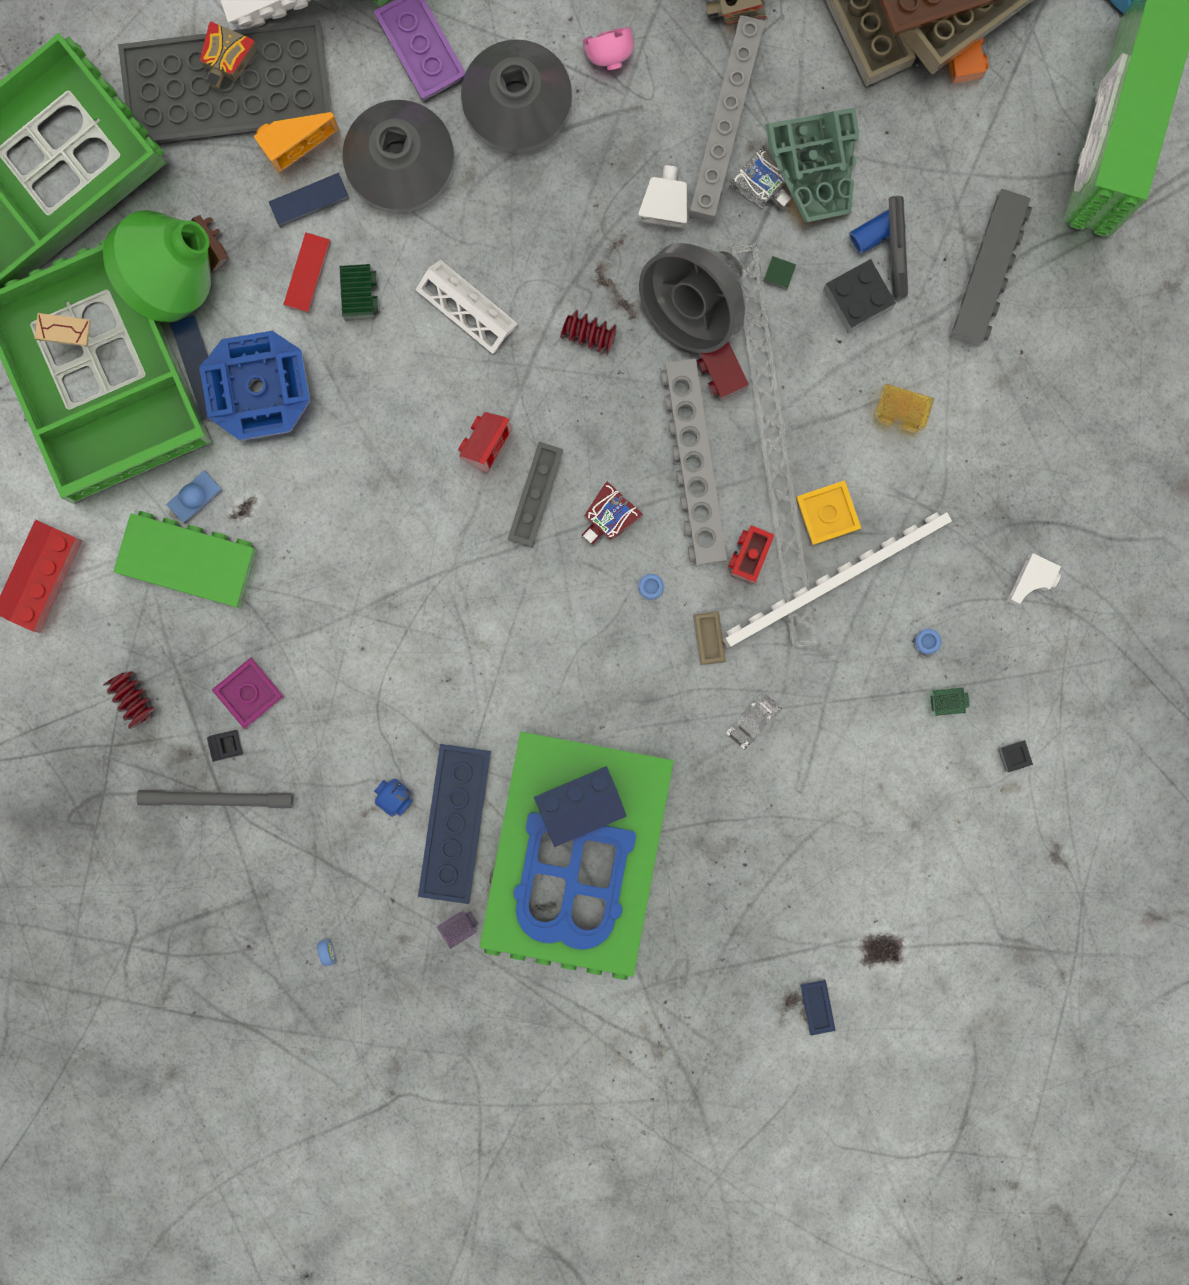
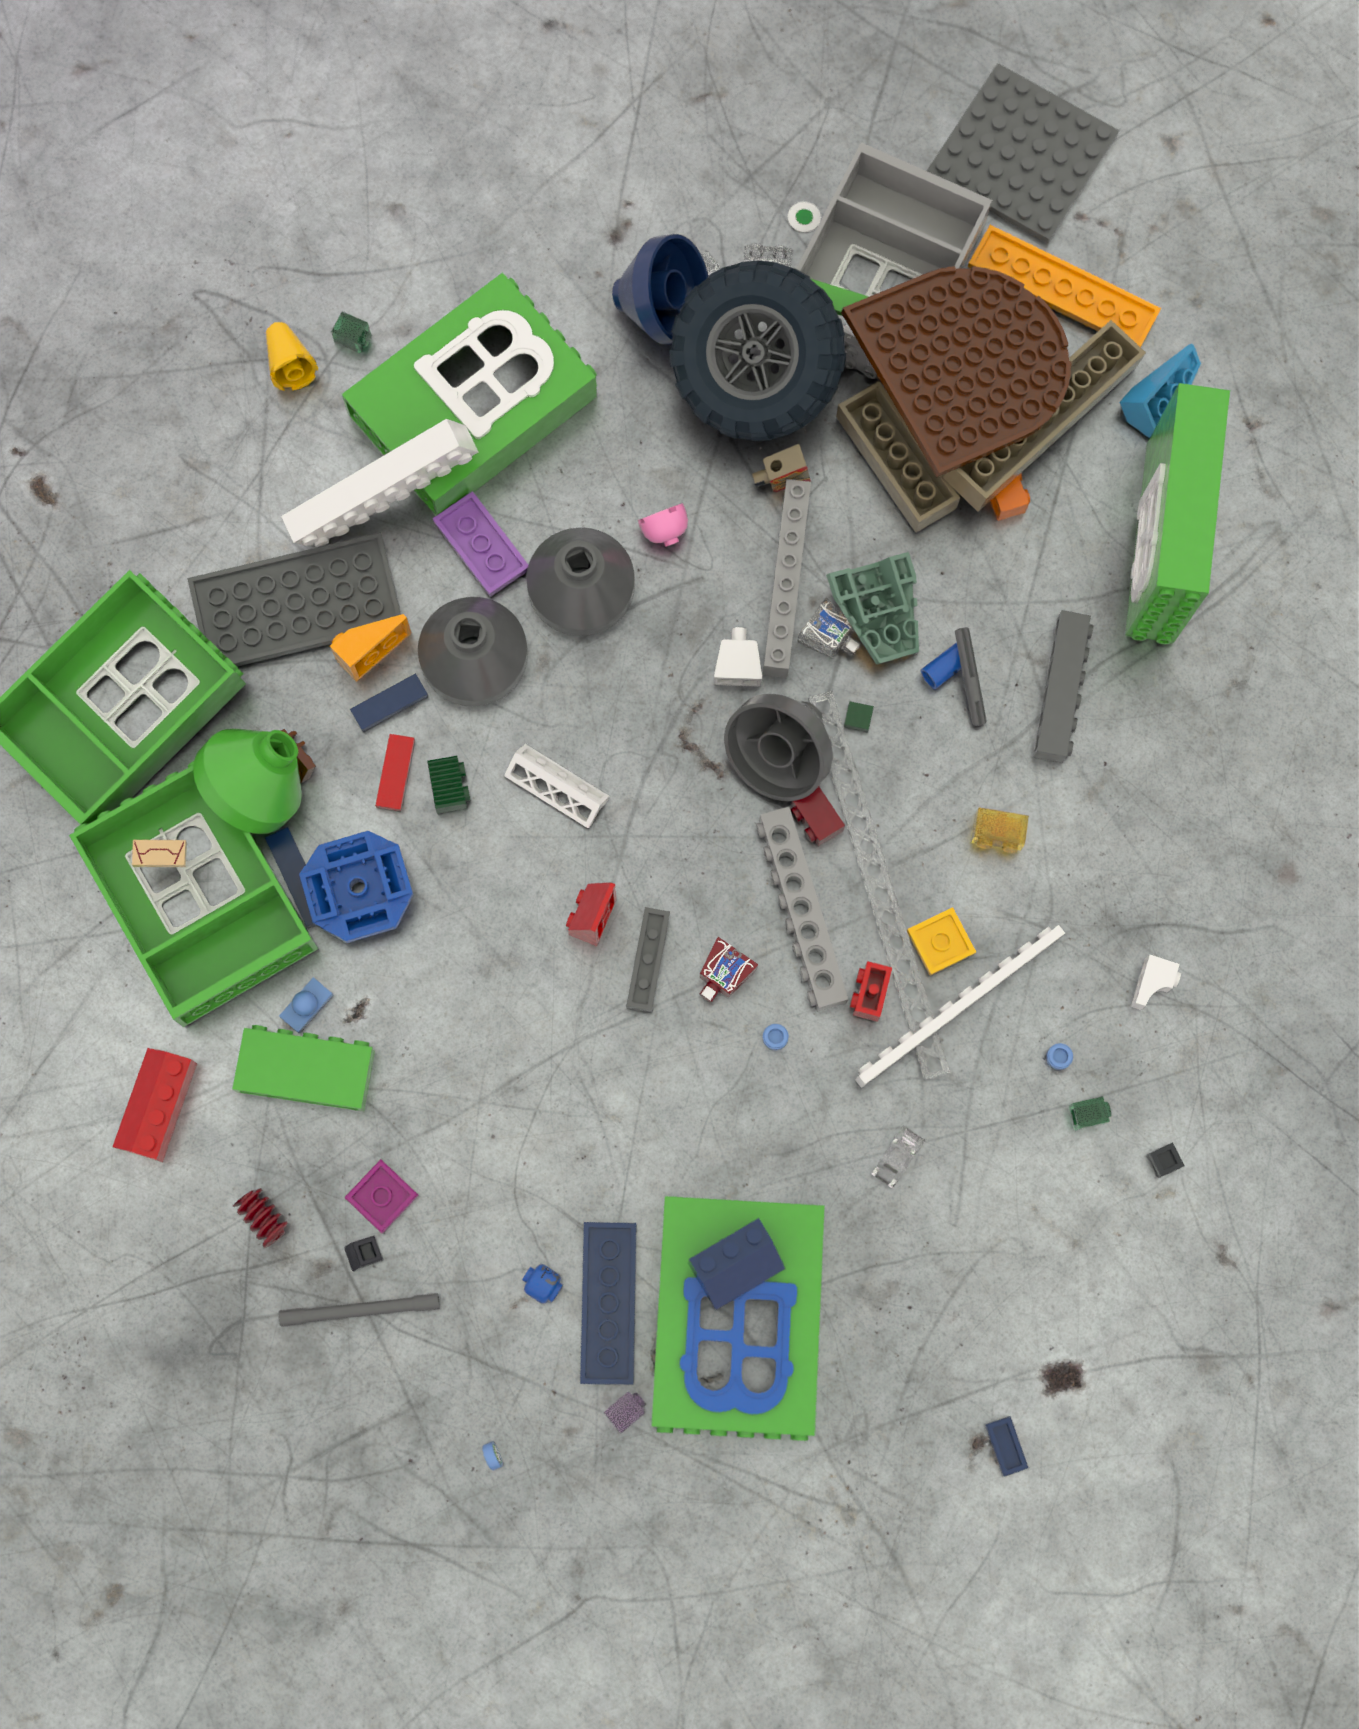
camera: 10 degrees left, 10 degrees down
(225, 54) = (294, 573): torso -> none
(589, 332) = (680, 795): dark red piece -> none
(709, 638) = (841, 1081): dark tan tile -> none
(859, 295) = (939, 728): black brick -> none

